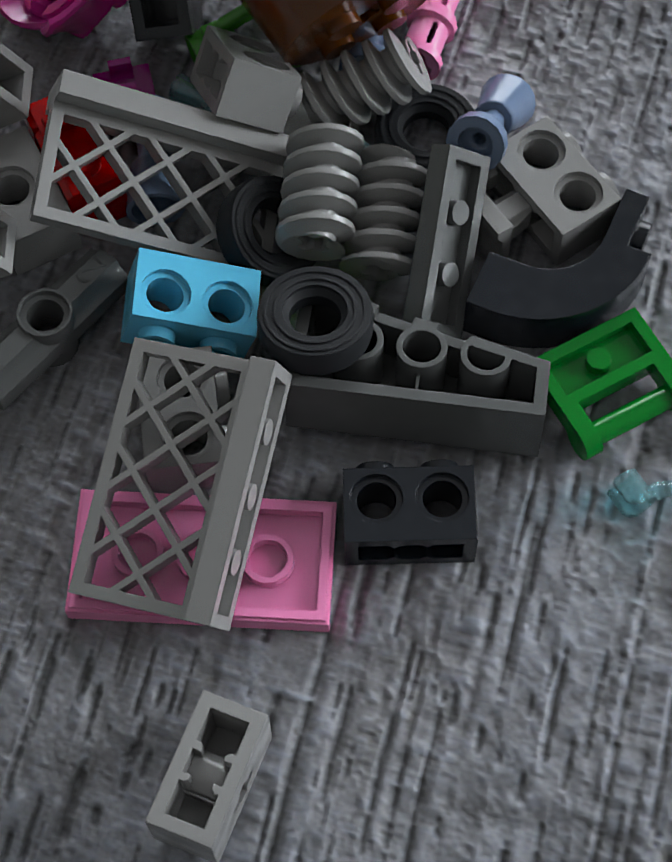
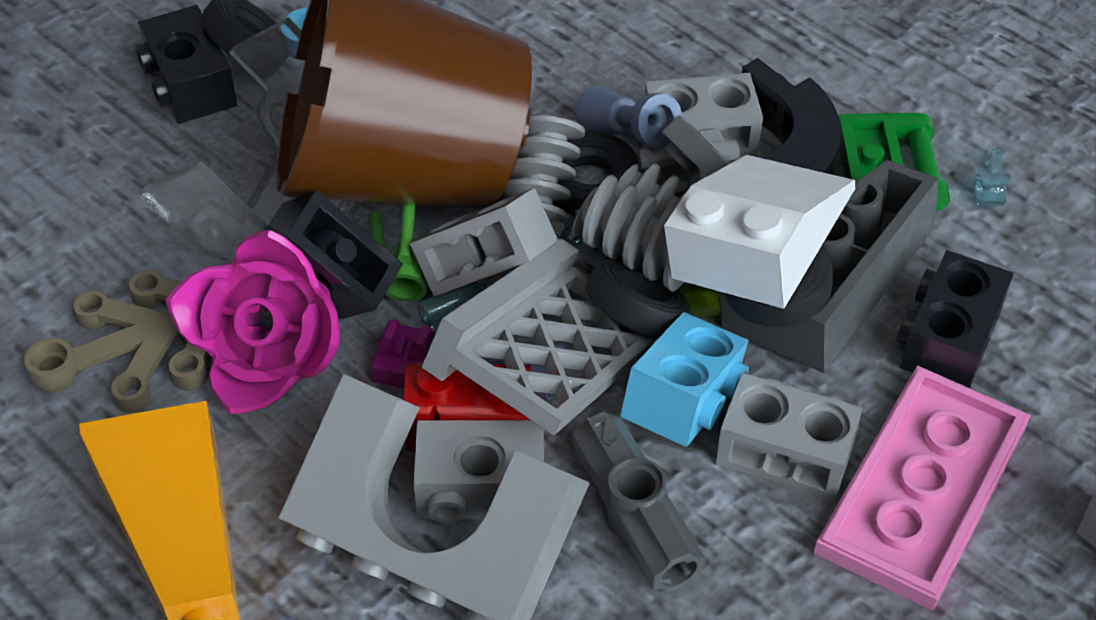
camera: 65 degrees left, 15 degrees down
(234, 496) = (921, 403): light grey fence -> none
(349, 266) = (754, 228): none -> white slope

